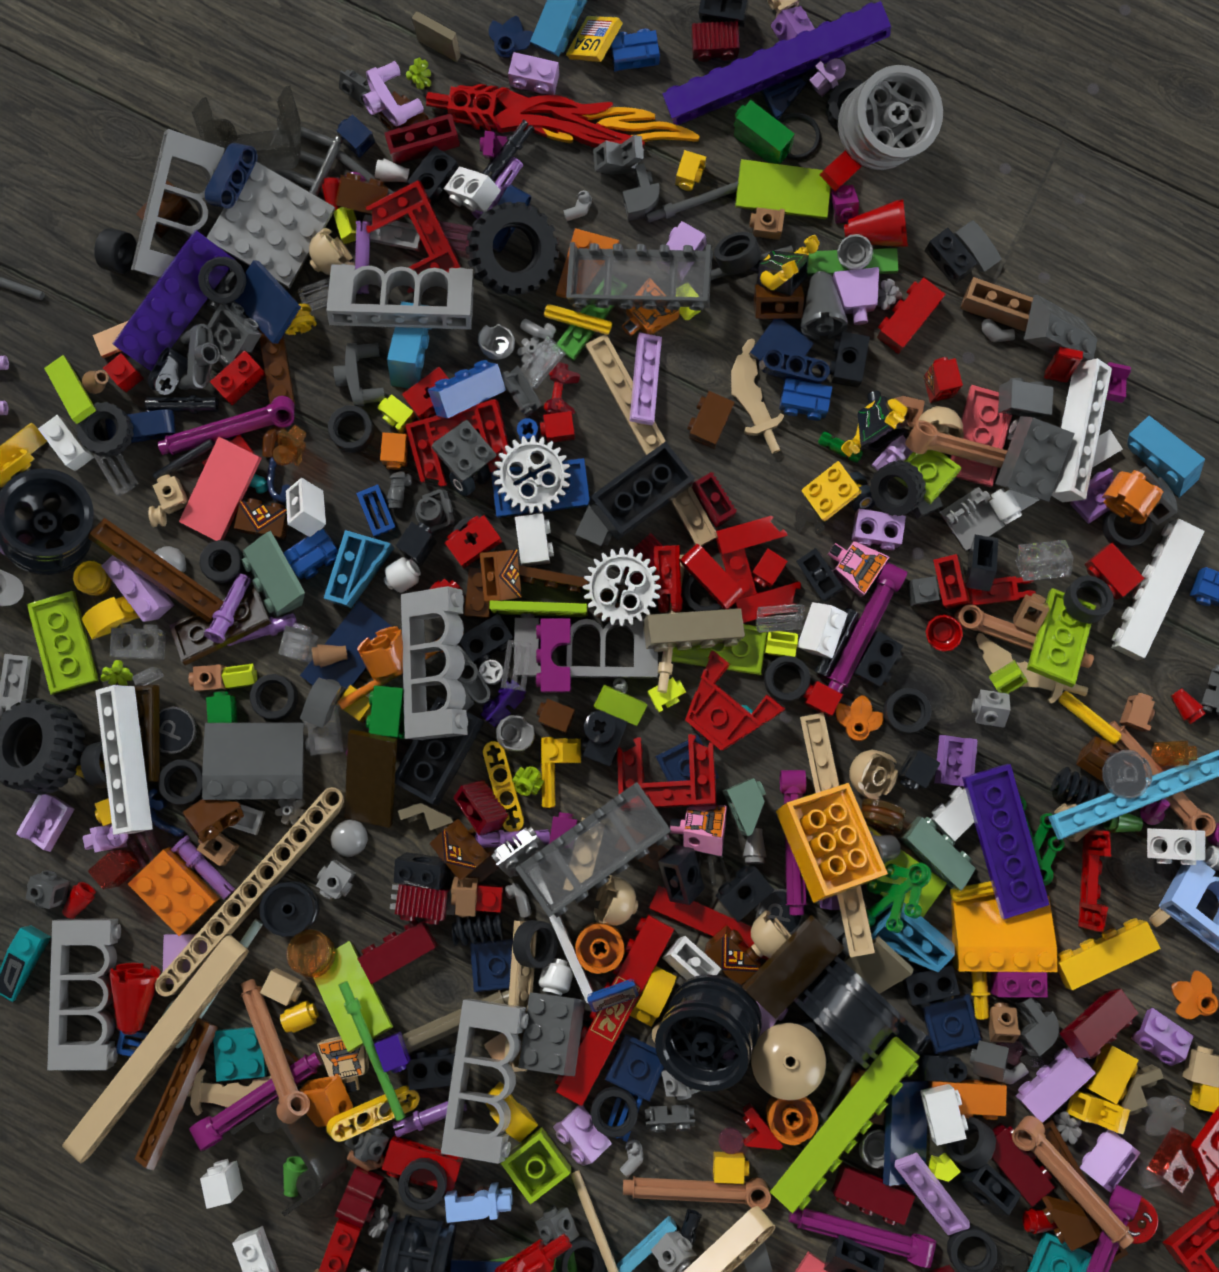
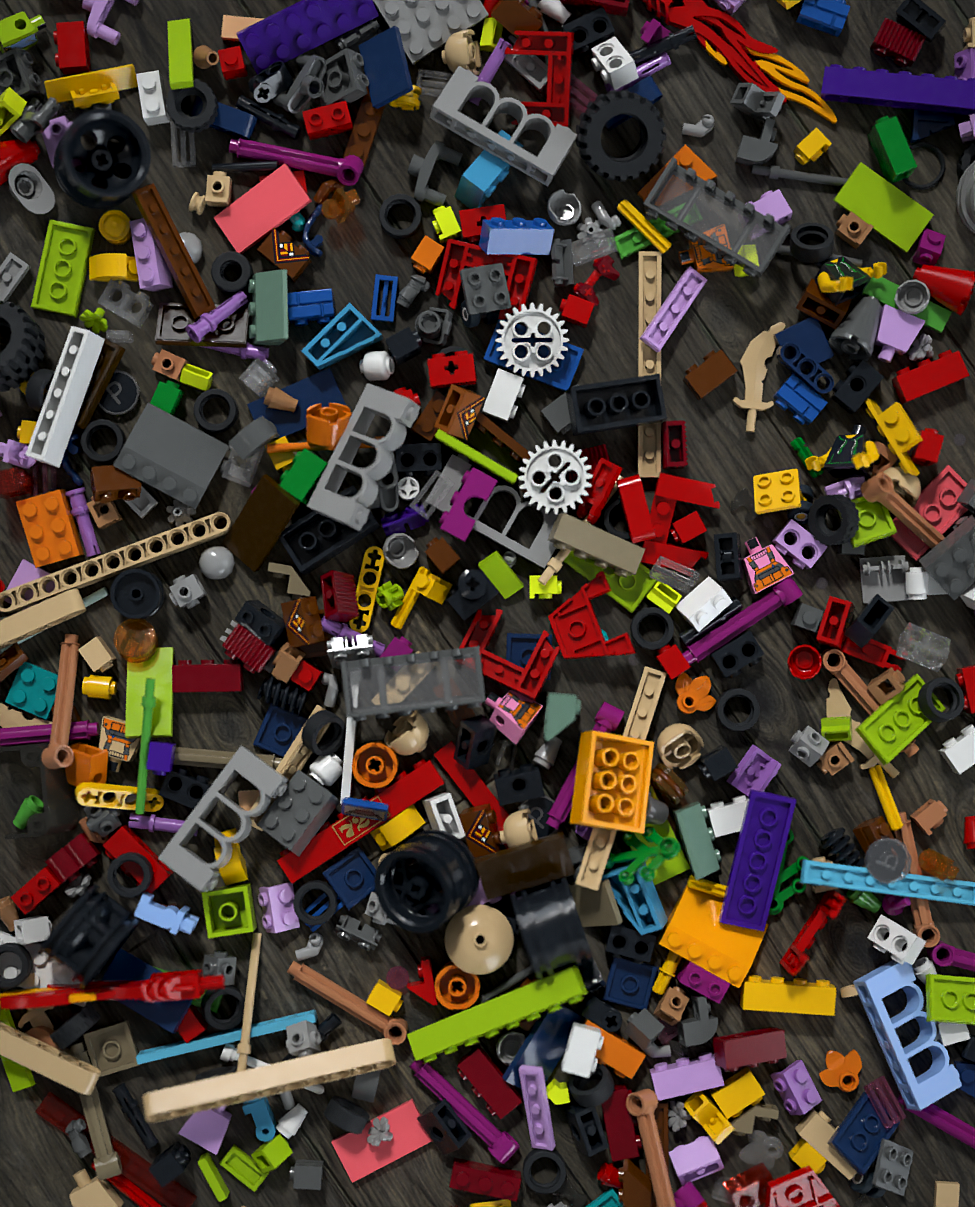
camera: 30 degrees right, 5 degrees up
(204, 280) = (342, 34): black tyre -> none
(305, 507) = (326, 264): white brick -> none
(527, 423) = (551, 293): blue bush -> none
(840, 171) = (940, 218): red tile -> none
(910, 375) = (899, 431): none -> yellow bracket
(1024, 697) = (836, 749): none -> medium nougat brick

